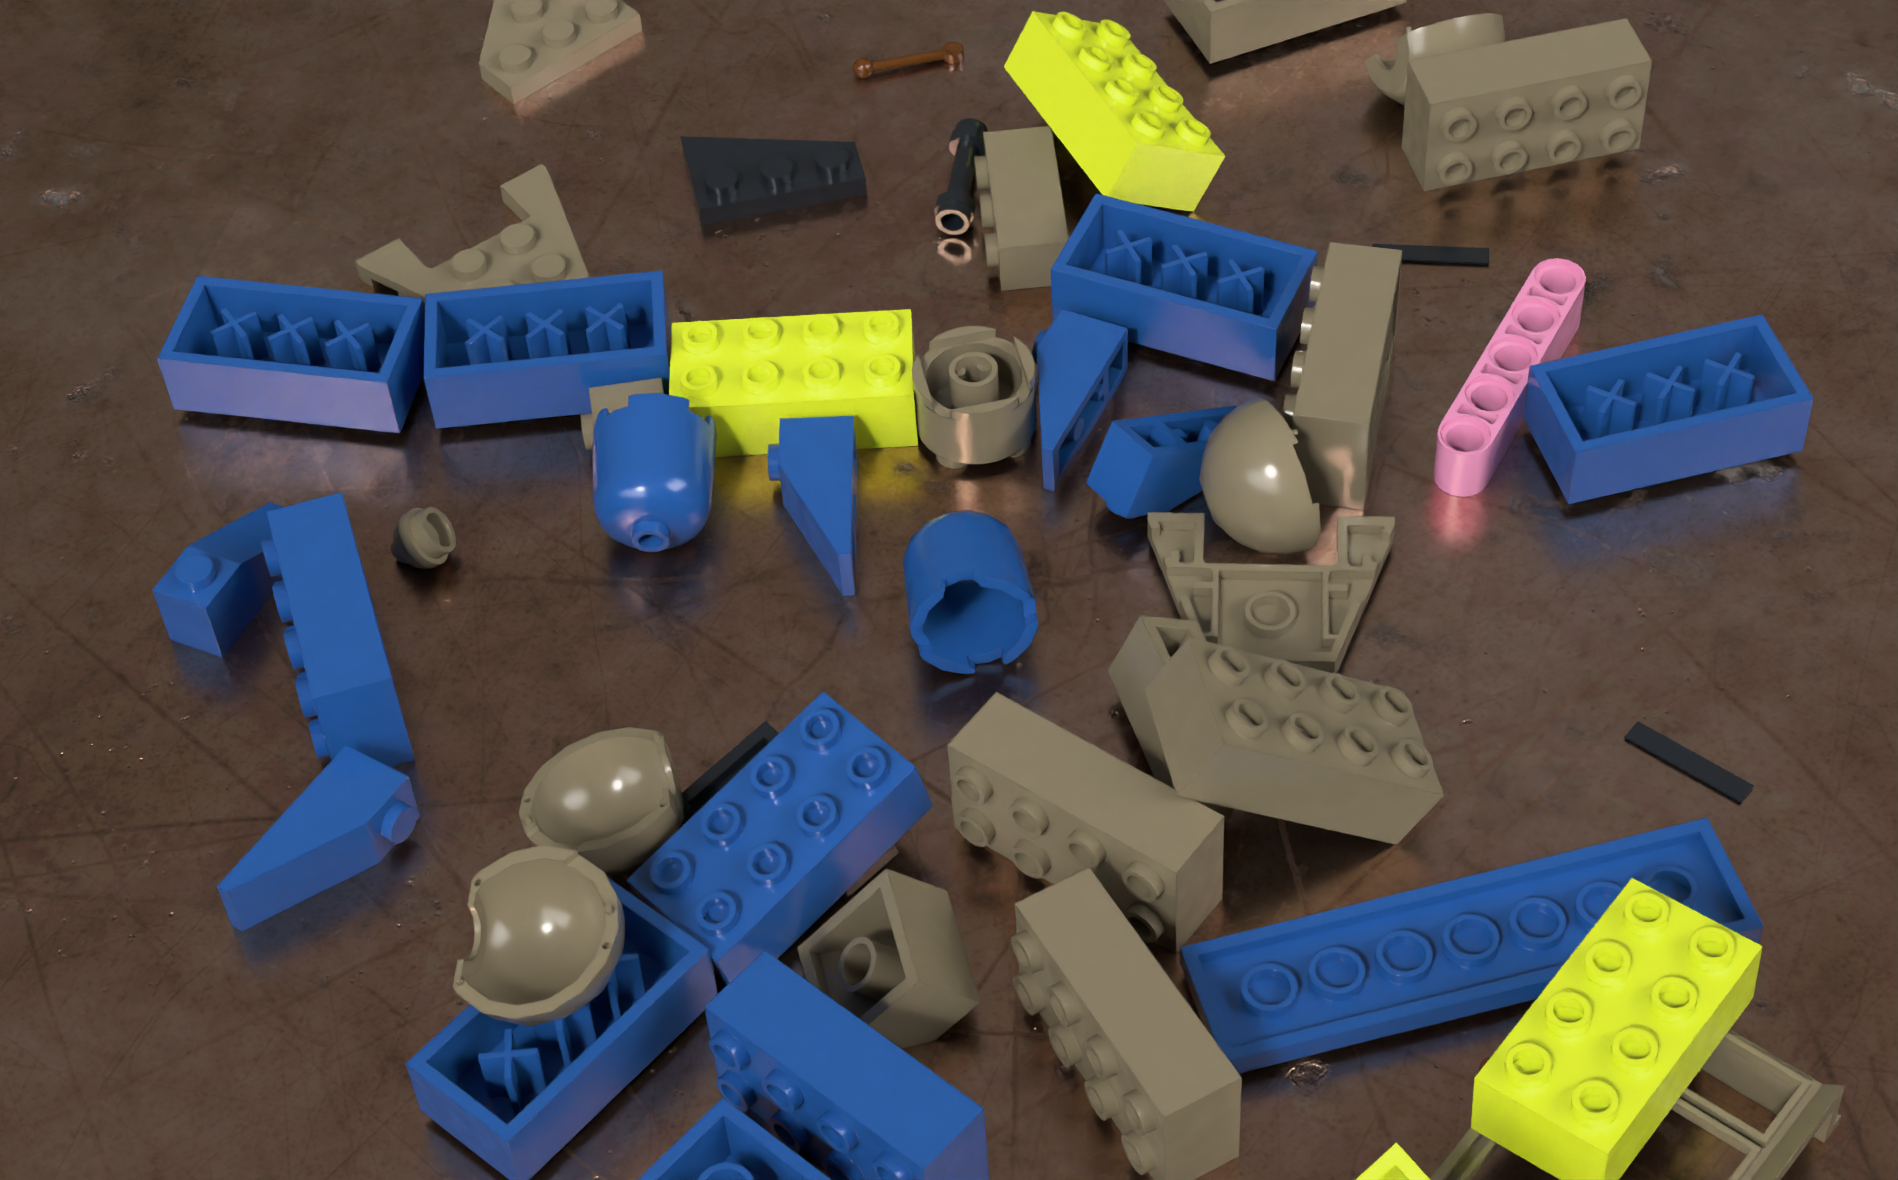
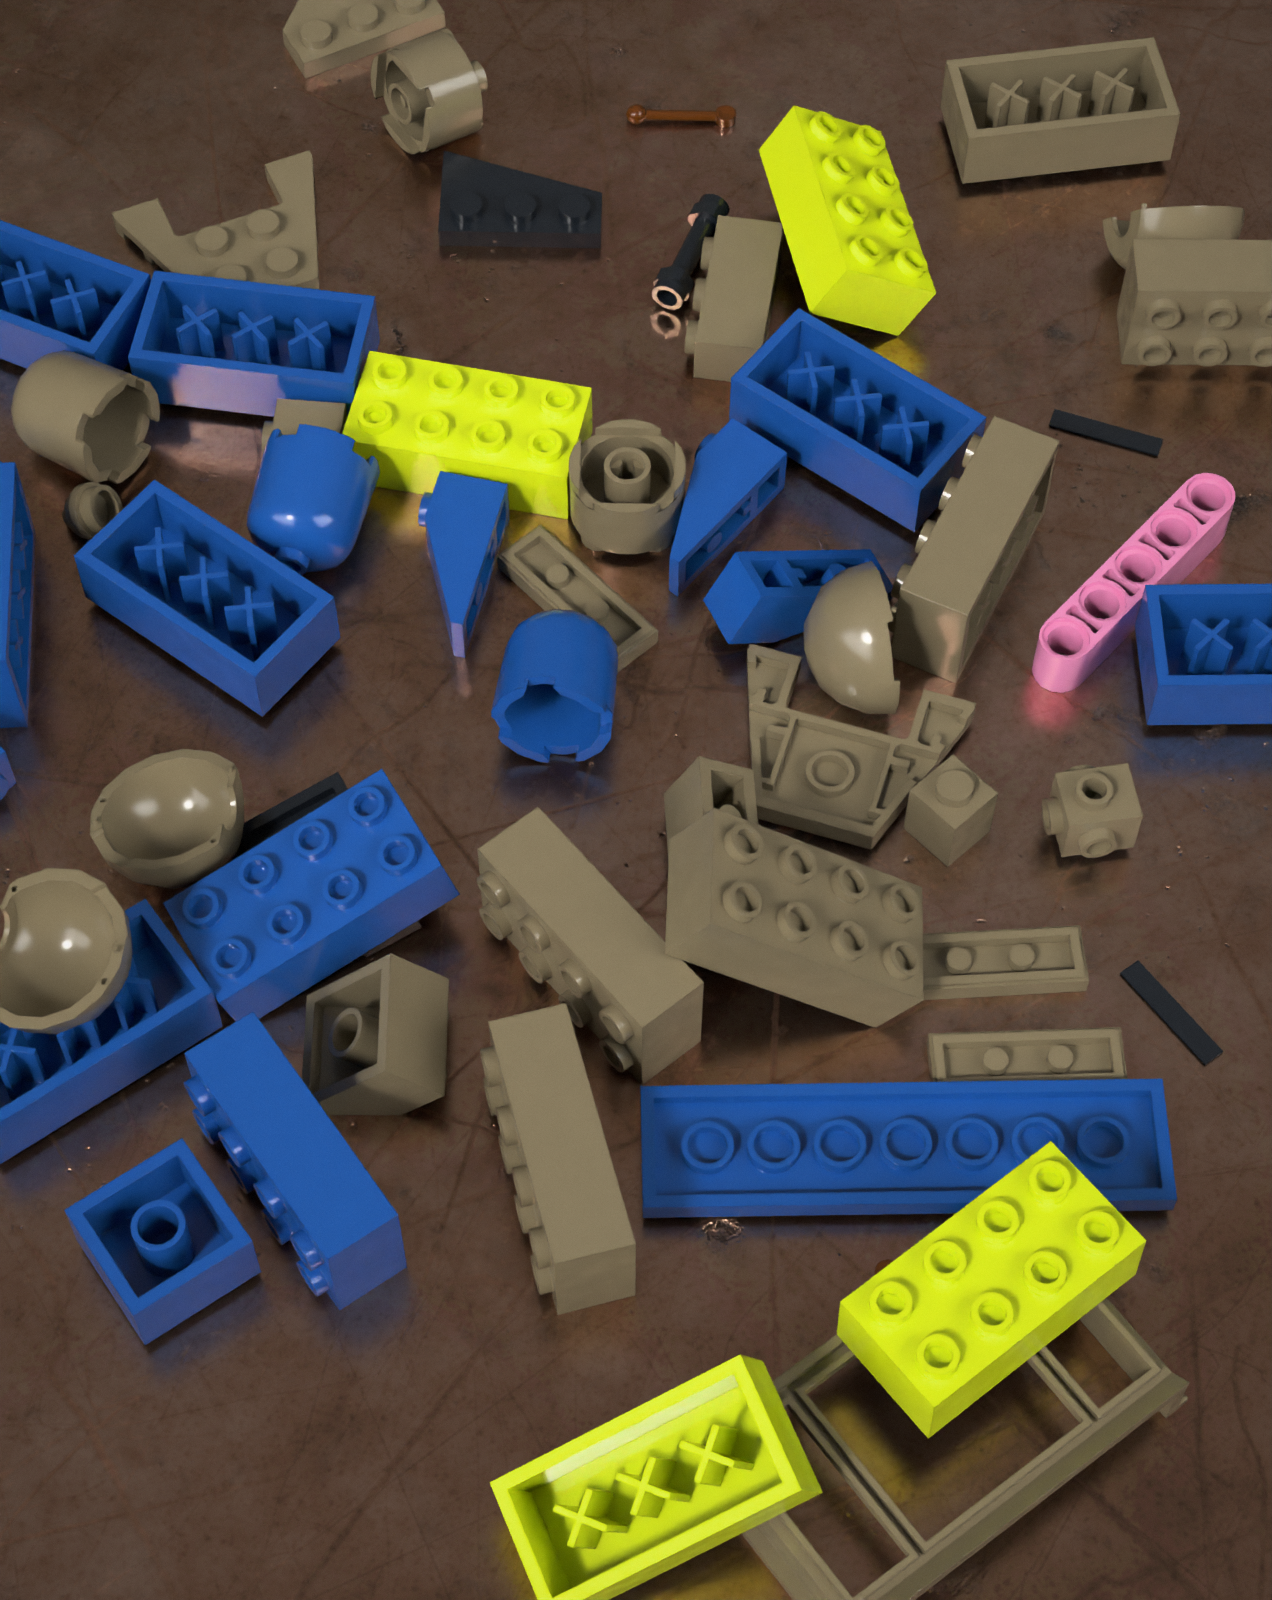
camera: 10 degrees right, 10 degrees up
(390, 445) = (85, 415): none -> dark tan cylinder
(575, 588) = (208, 597): none -> blue brick
(652, 82) = (429, 91): none -> dark tan brick
(918, 494) = (562, 581): none -> dark tan tile
(1404, 620) = (950, 810): none -> dark tan brick
(1511, 751) = (1004, 962): none -> dark tan tile
(1548, 587) = (1092, 810): none -> dark tan brick
(1559, 829) = (1027, 1055): none -> dark tan tile

